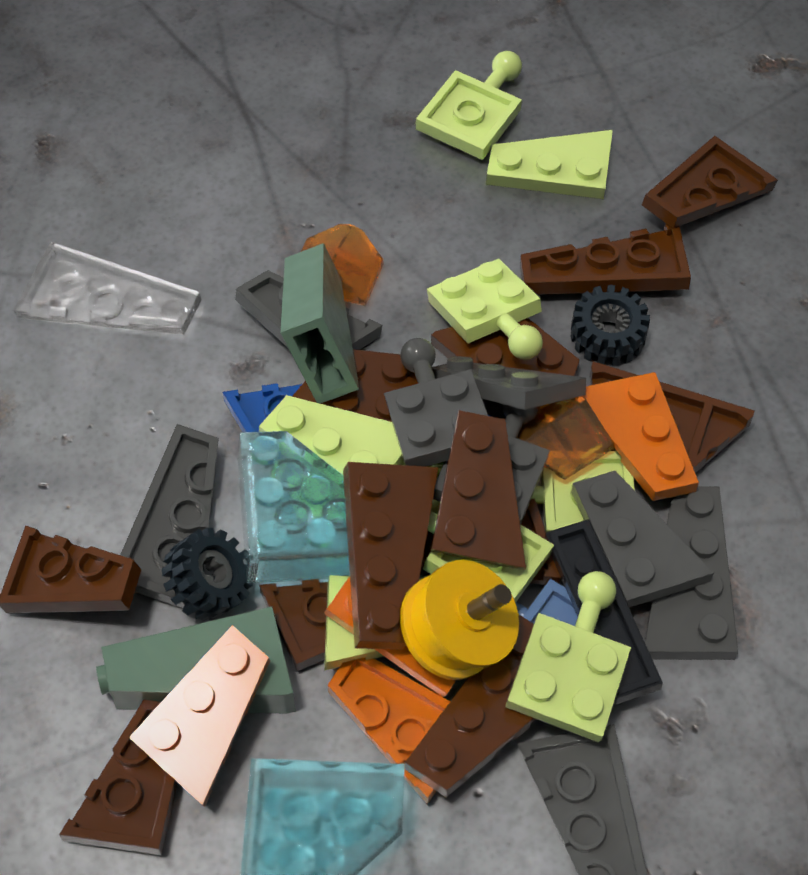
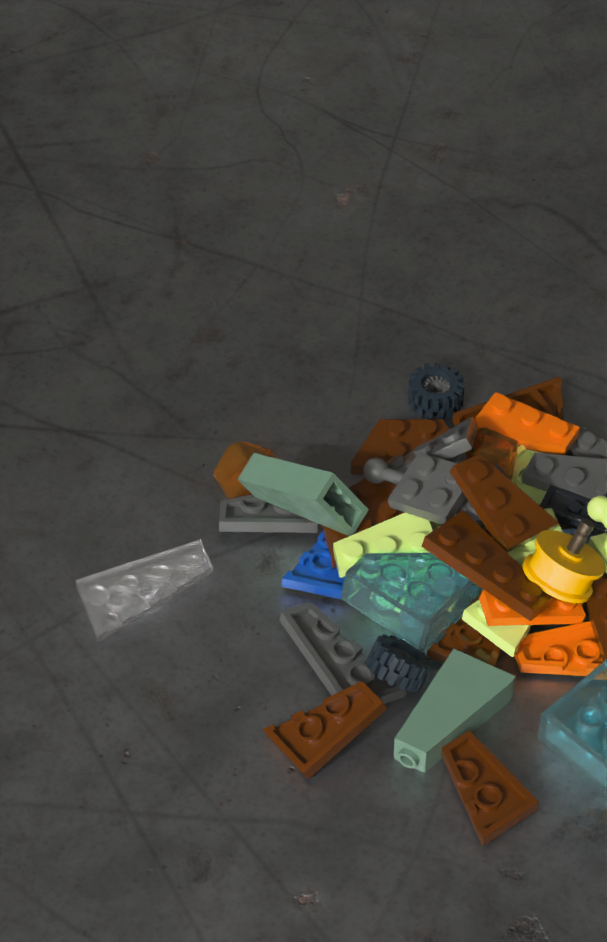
camera: 45 degrees left, 10 degrees down
(202, 714) = (487, 720): wing -> none
(473, 112) = (218, 336): yellowish green plate -> none
(490, 301) = (363, 427): yellowish green plate -> none
(554, 164) = (299, 332): yellowish green wing -> none
(636, 263) = (407, 349): reddish brown wing -> none
(706, 184) = (396, 282): reddish brown wing -> none

